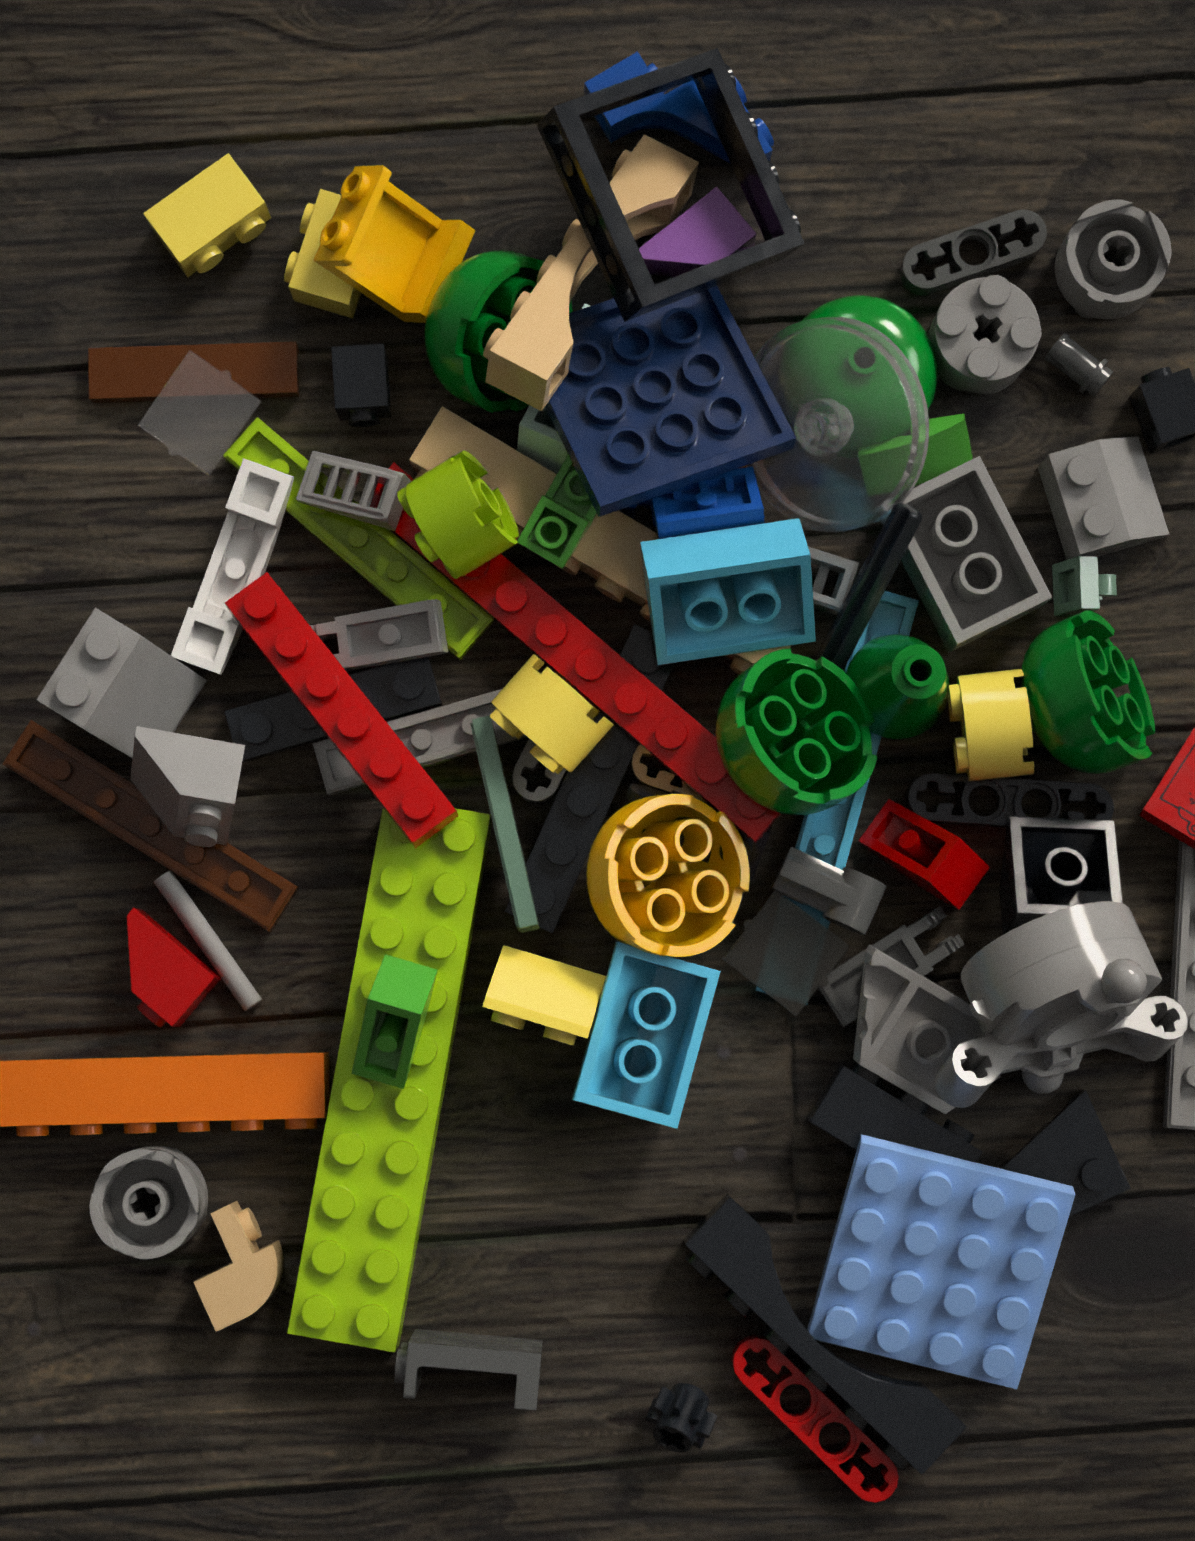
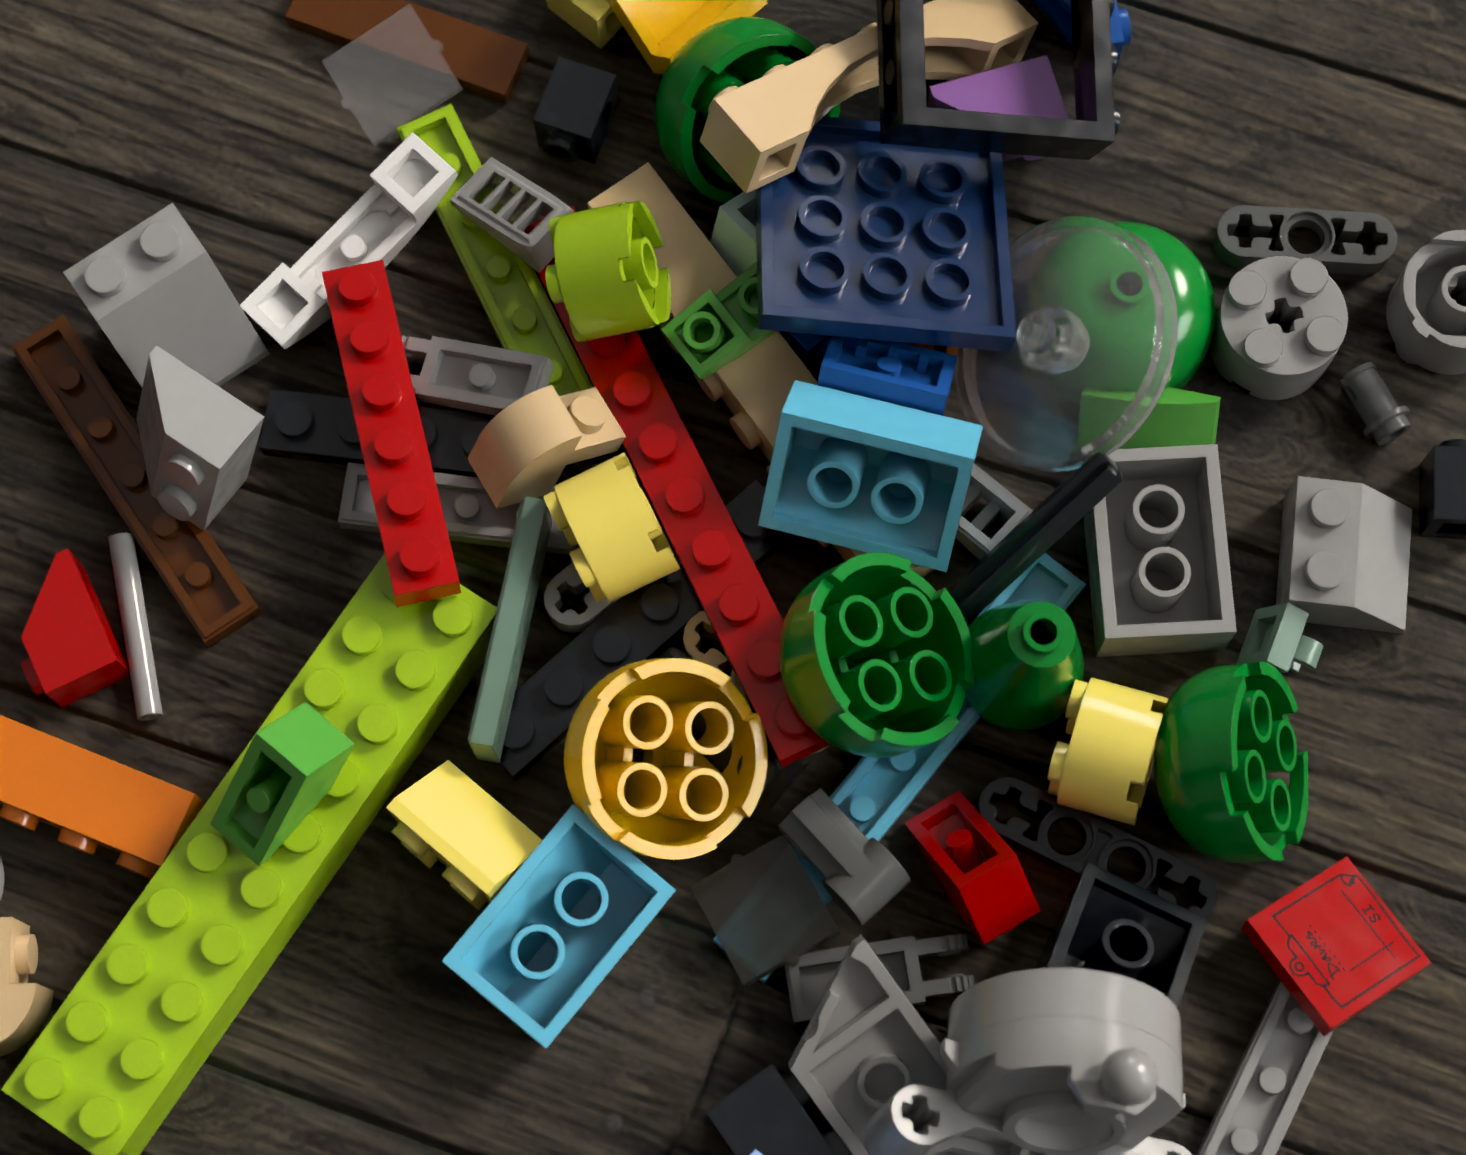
camera: 30 degrees right, 10 degrees down
(461, 667) = (537, 437): none -> tan brick

